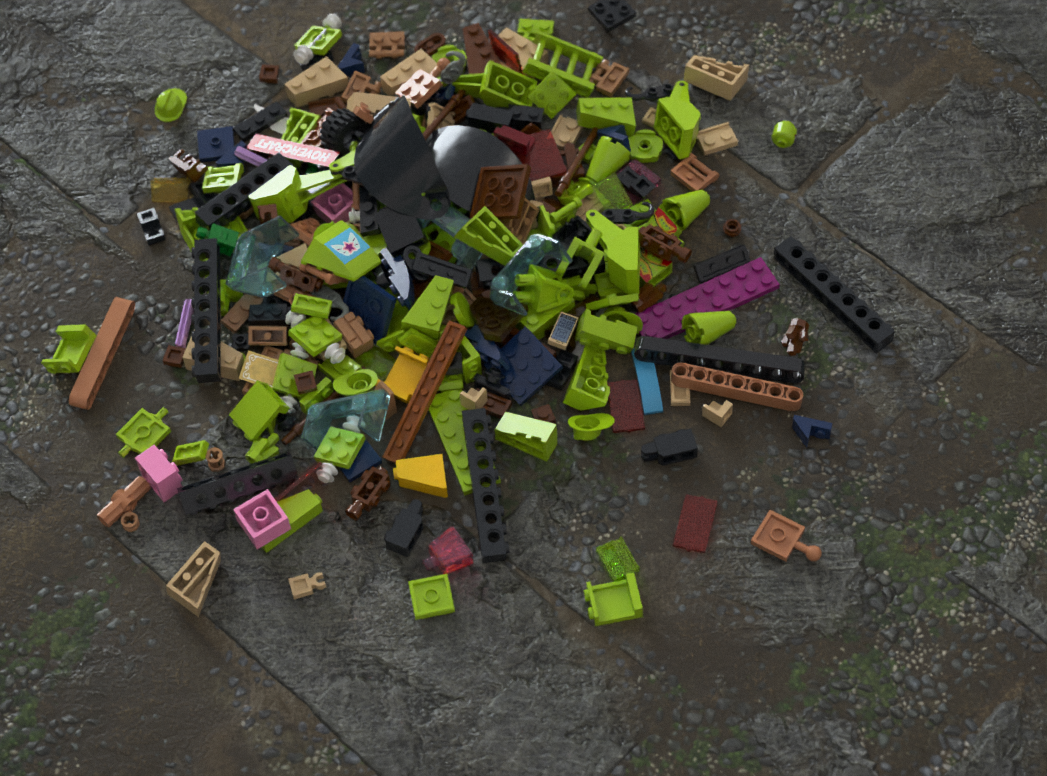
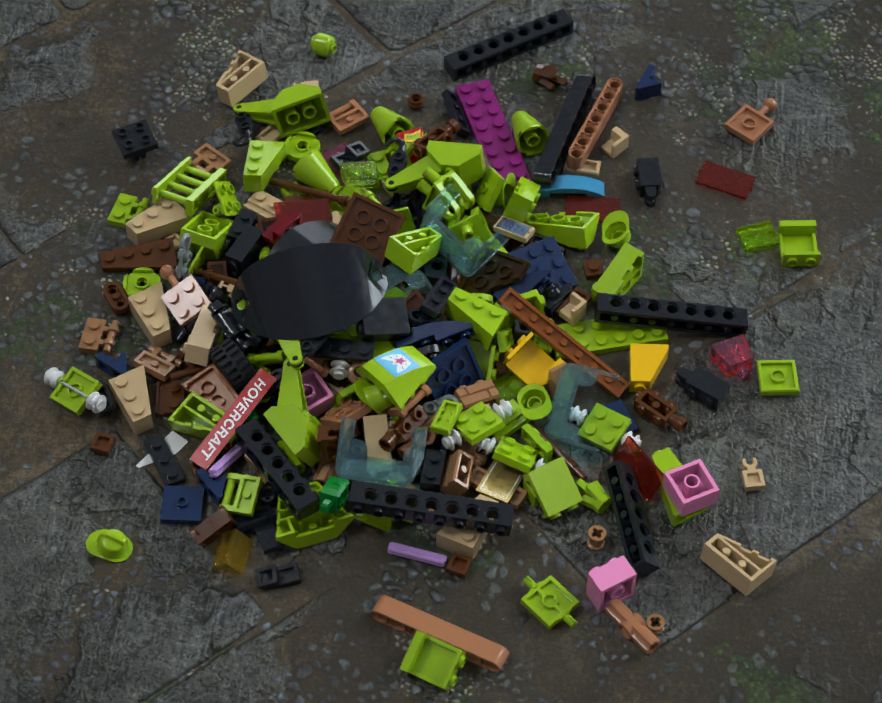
camera: 85 degrees left, 5 degrees down
(190, 452) = (586, 556): lime plate -> none
(305, 382) = (530, 440): reddish brown plate -> none
(363, 112) = (226, 331): nougat plate -> none
(505, 52) = (158, 228): clear red piece -> none
(617, 134) = (287, 164): dark blue slope -> none

